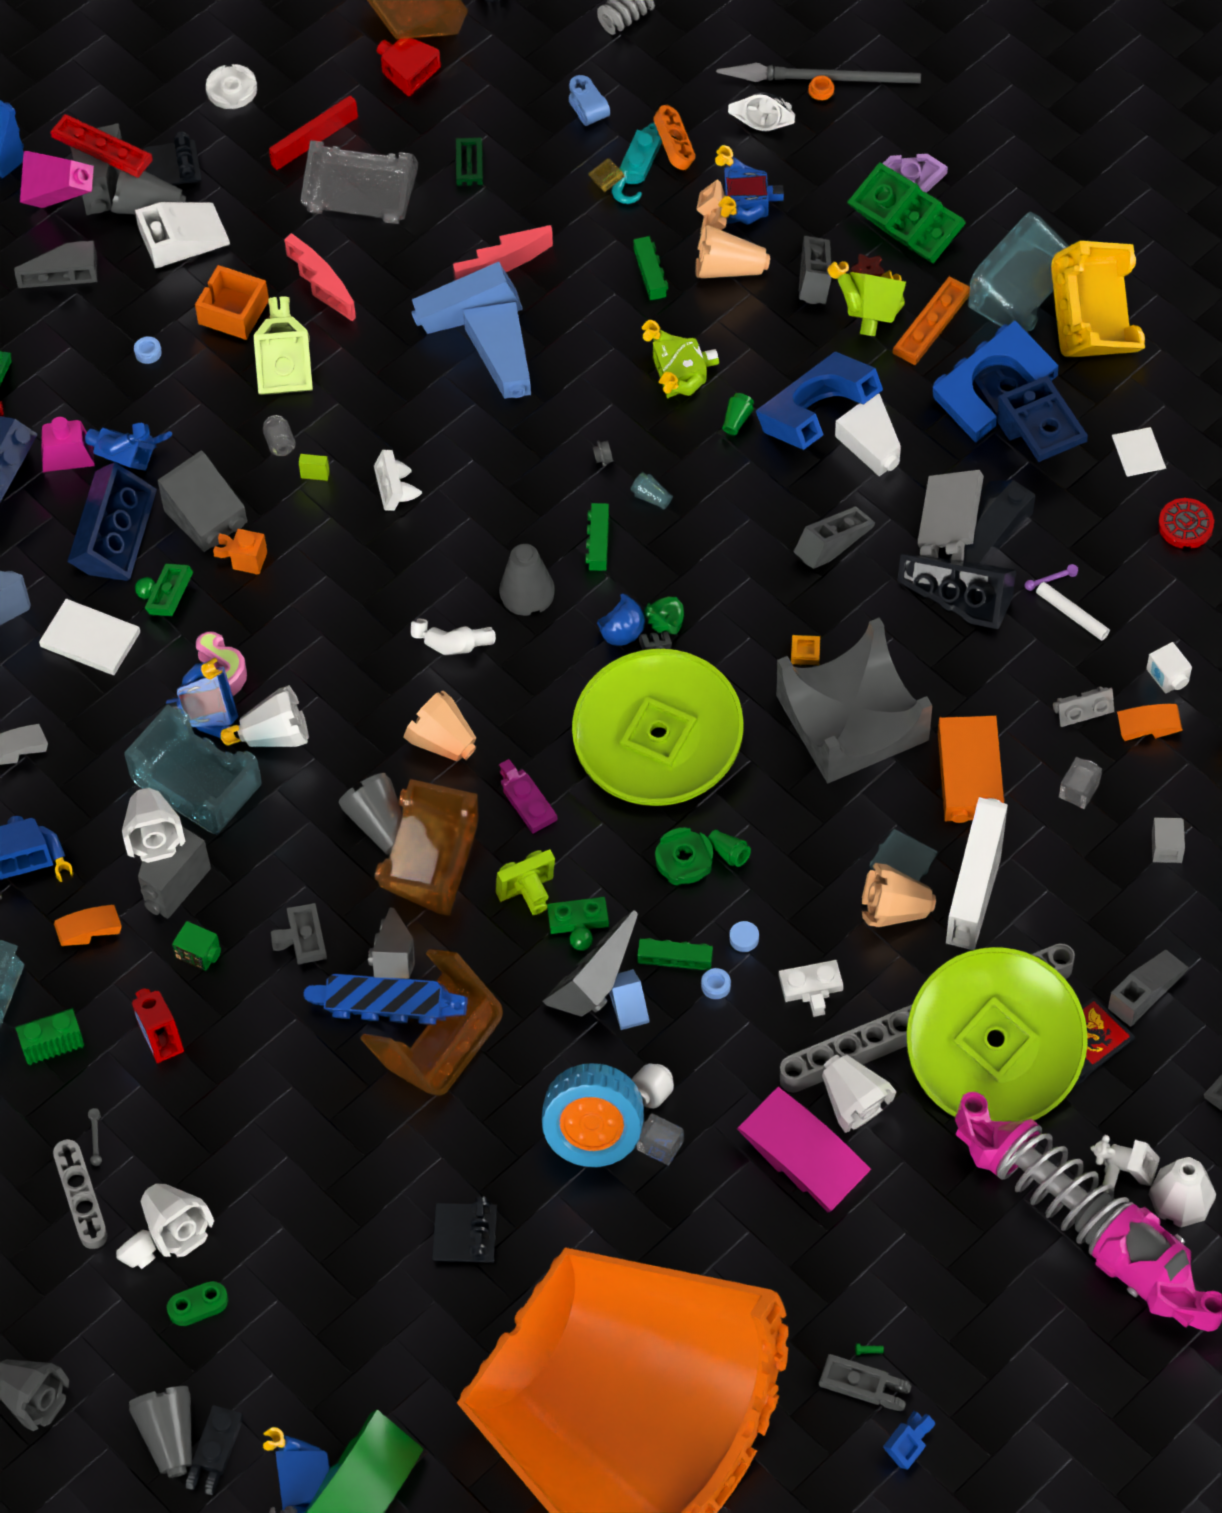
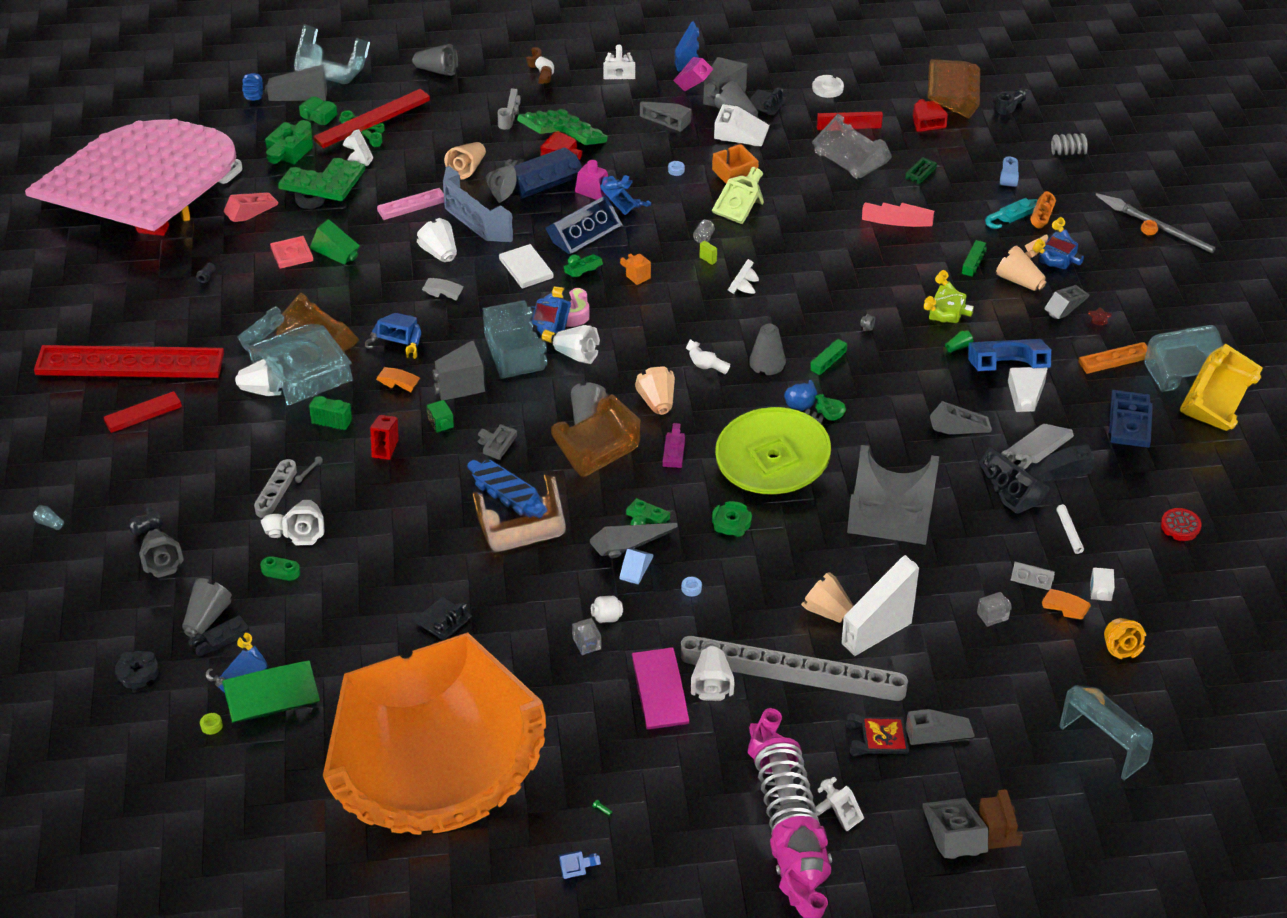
camera: 35 degrees right, 15 degrees down
(101, 145) = (729, 67): red tile -> none
(151, 827) = (457, 339): white cone -> none
(201, 501) = (635, 233): dark grey slope -> none
(323, 280) = (791, 178): coral slope -> none
(392, 949) = (529, 464): dark grey slope -> none
(445, 305) = (860, 222): medium blue slope -> none
(500, 344) = (859, 250): medium blue slope -> none
(527, 879) = (633, 477): lime plate -> none
(592, 1115) = (555, 595): dark azure wheel -> none
(606, 175) = (989, 208): clear yellow tile -> none
(650, 490) = (876, 349): clear light blue cone -> none
(675, 954) = (682, 559): green piece -> none
(730, 848) = (760, 529): green cone -> none
(744, 936) = (728, 573): light blue tile -> none
(763, 111) = (1103, 219): white hat -> none
(805, 650) = (894, 464): light orange tile -> none
(811, 984) = (744, 616): white hinge -> none
(862, 1382) = (581, 819): dark grey hinge -> none
(870, 296) = (1085, 324): lime torso -> none
(905, 855) = (855, 586): clear light blue piece -> none
(906, 212) = (1144, 300): green slope -> none
(922, 170) = (1165, 289): lavender plate -> none
(968, 764) = (939, 564): orange brick -> none
(1007, 994) = (825, 667): lime dish -> none
(1010, 348) = (1097, 388): blue arch -> none
(1072, 571) = (1088, 511): medium lavender hinge -> none
(1138, 451) = (1184, 478): white sticker -> none
(1168, 840) = (1018, 665): light grey panel -> none
(1182, 1192) = (861, 841): white cone -> none

